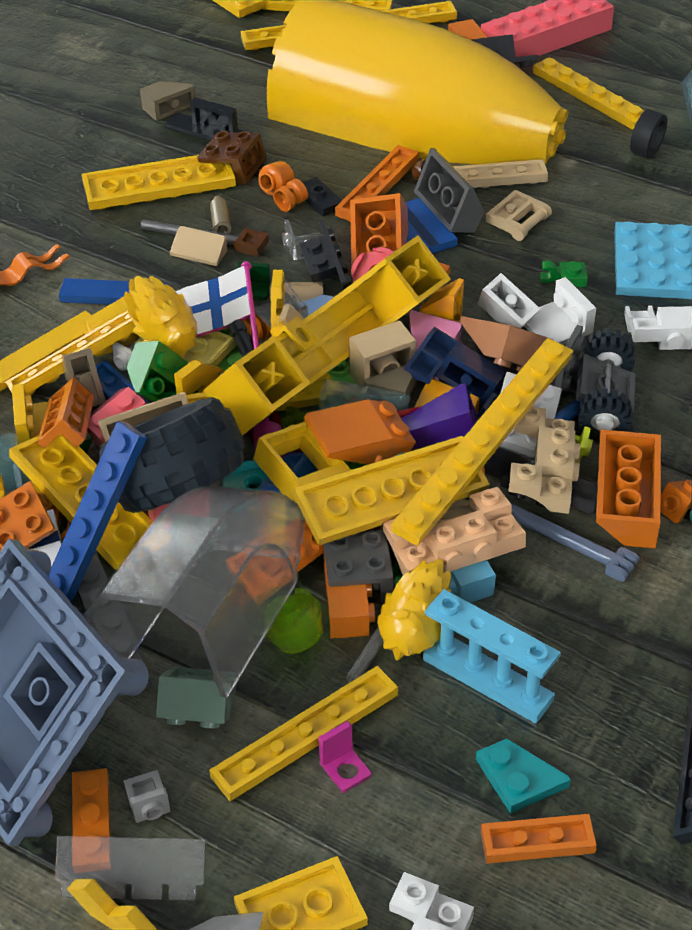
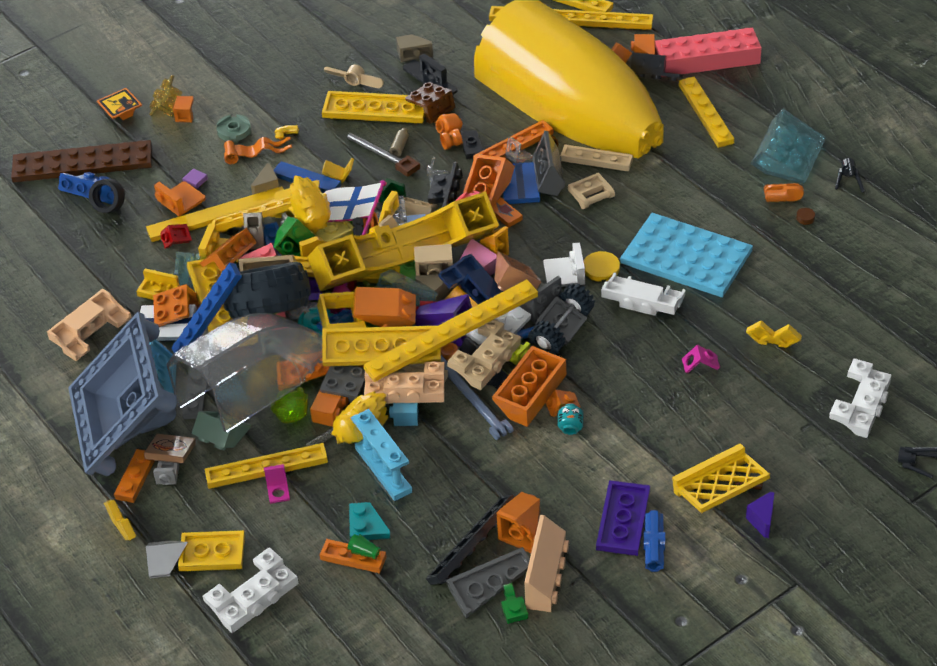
camera: 25 degrees right, 0 degrees up
(41, 240) = (288, 129): none -> yellow arm
(59, 307) = (265, 180): none -> dark tan slope
(120, 149) = (356, 76): none -> tan piece
(131, 754) = (169, 448): none -> medium nougat tile
(134, 861) = (146, 502): clear windscreen -> none
(162, 272) = (337, 172): none -> yellow bracket
(199, 246) = (374, 160): tan slope -> none
(397, 177) = (517, 156): none -> clear bracket
(507, 303) = (537, 249): white slope -> none
(555, 818) = (361, 546): none -> green cone
(572, 270) = (595, 241): green plate -> none
(607, 300) = (601, 266): none -> yellow tile
(648, 133) = (710, 149): black tyre -> none

